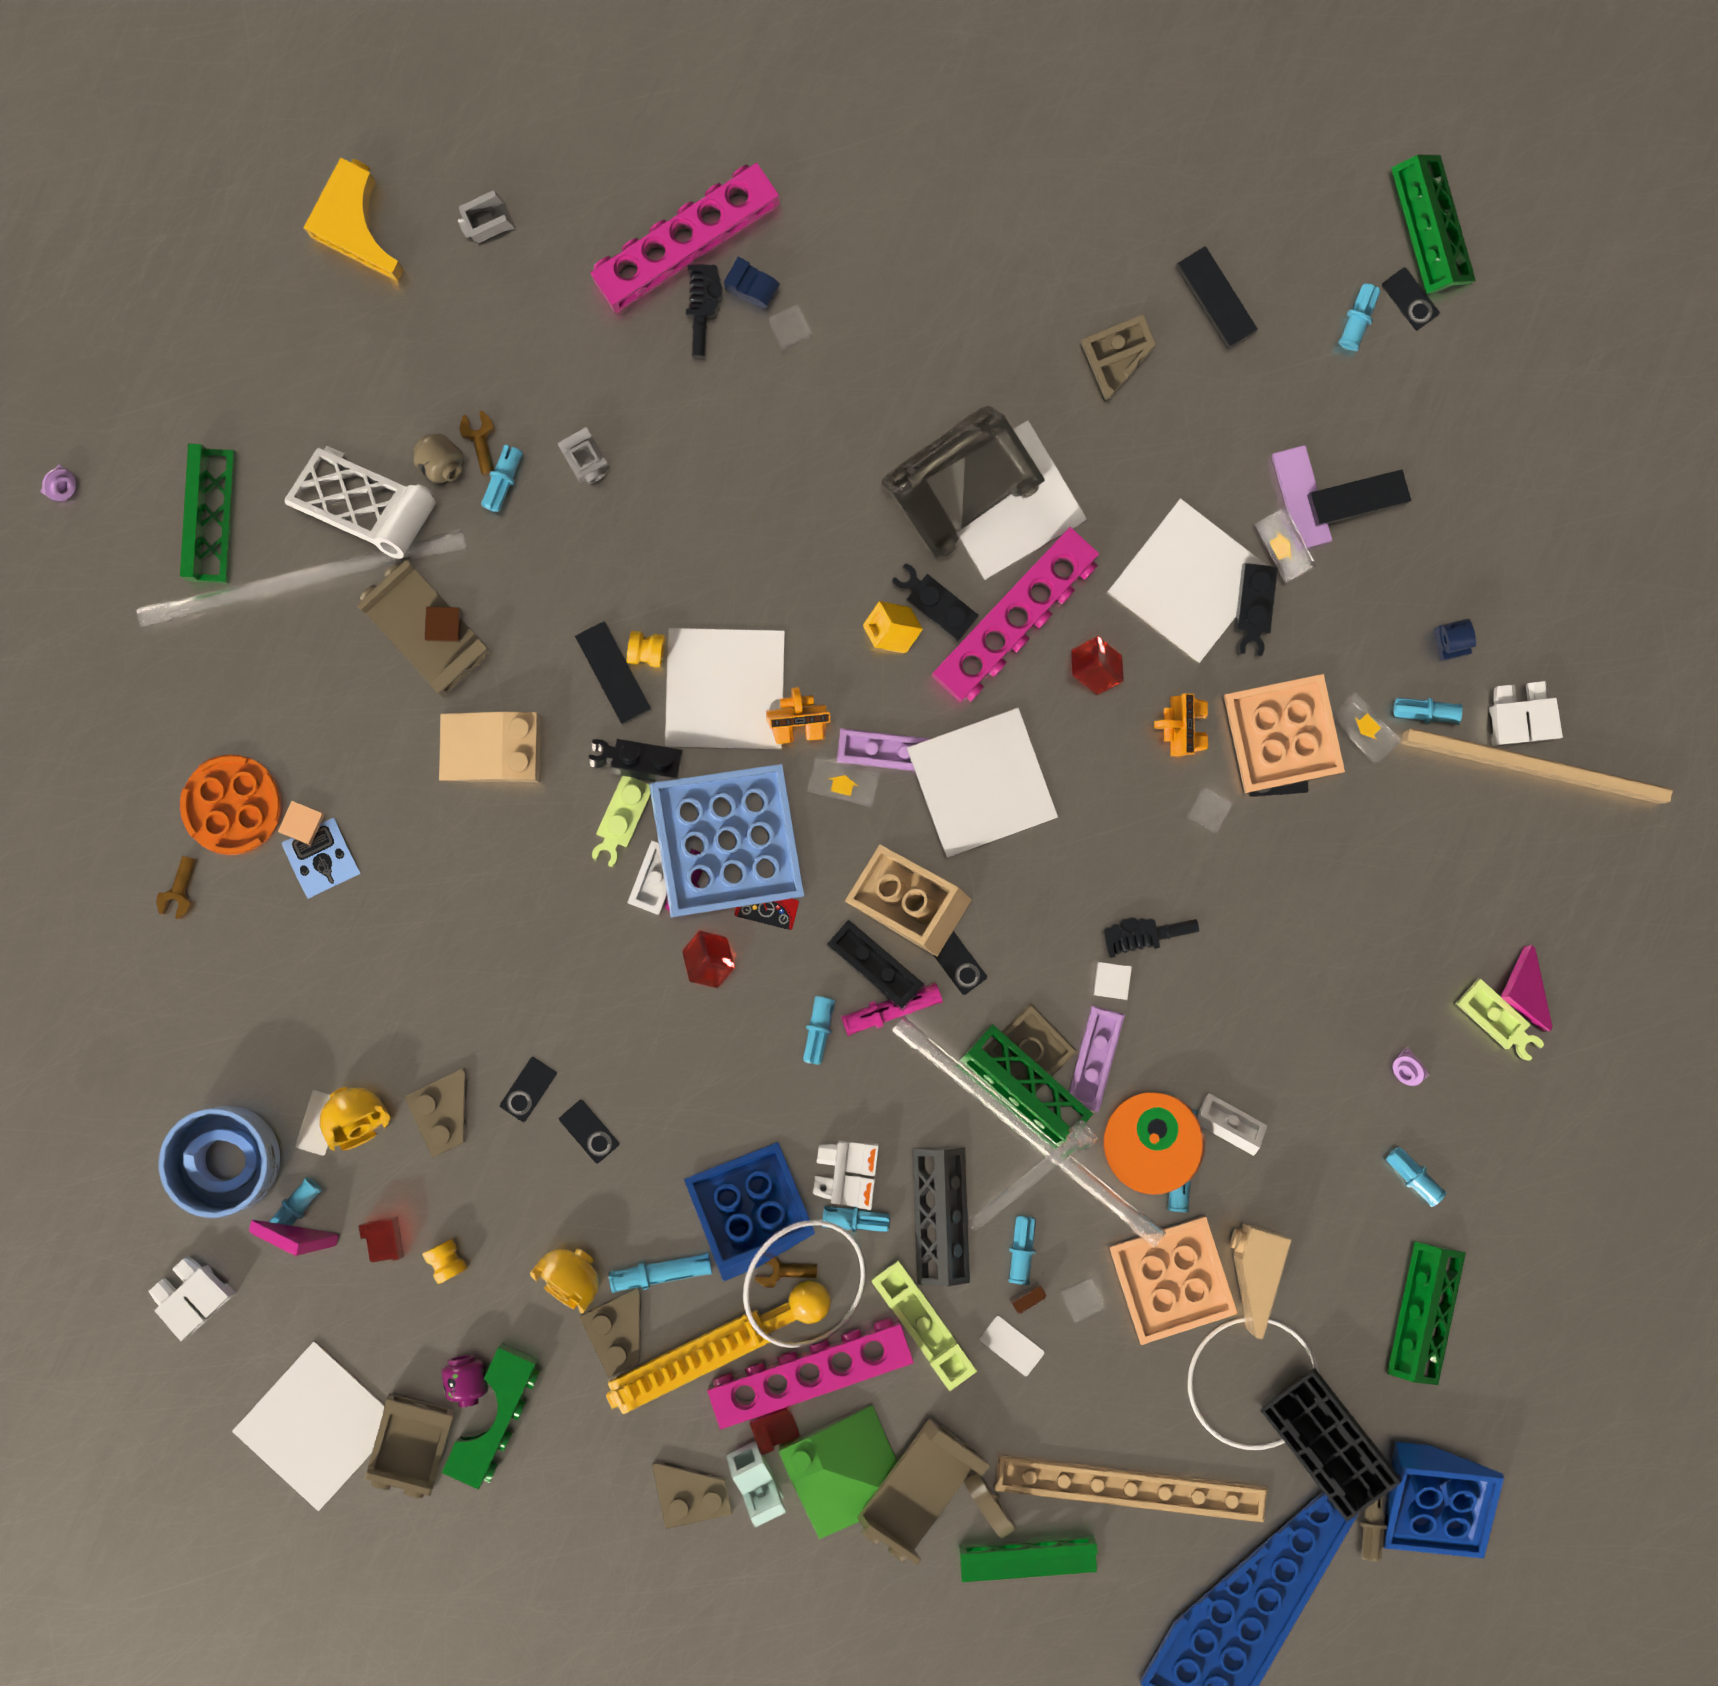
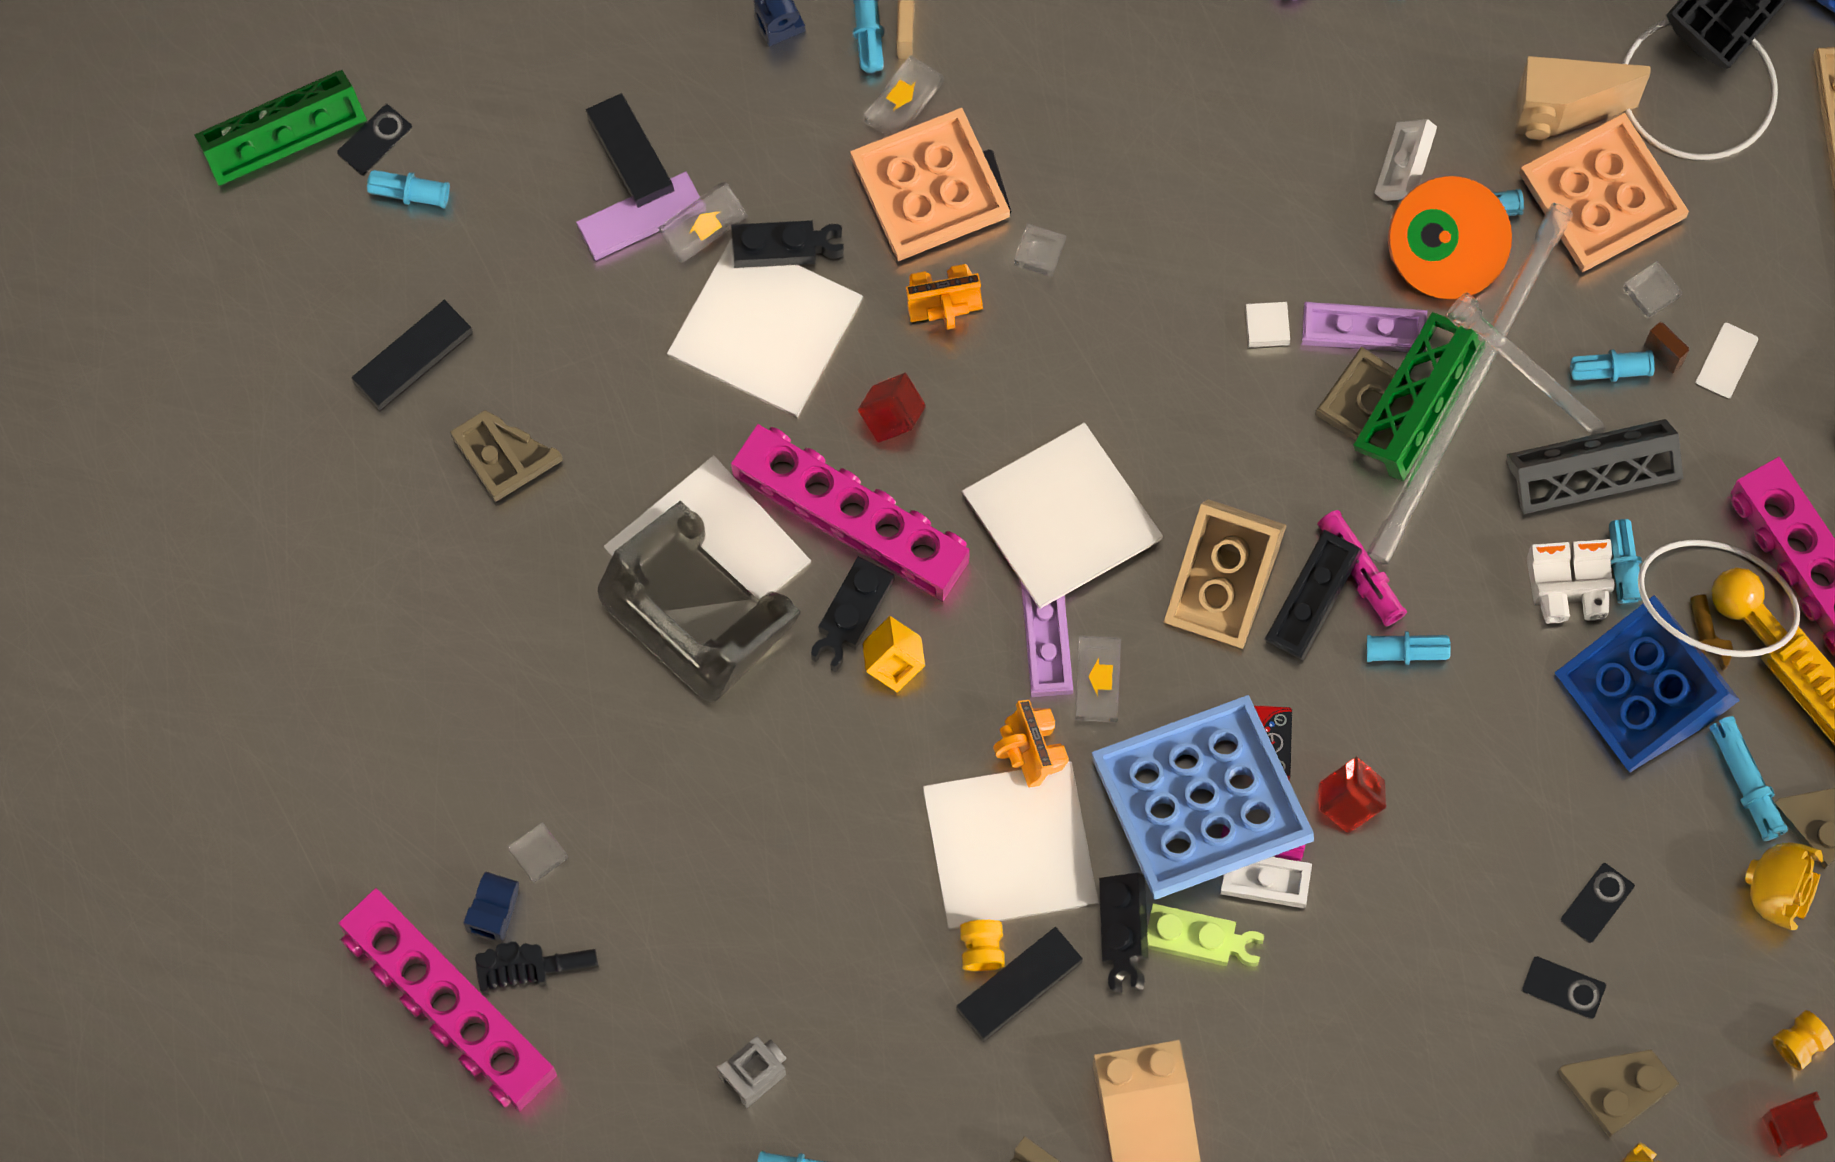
camera: 100 degrees left, 15 degrees down
(924, 1325) = (1731, 457): yellowish green slope -> none
(960, 965) = (1290, 500): black sticker -> none
(1135, 934) = (1202, 302): black piece -> none

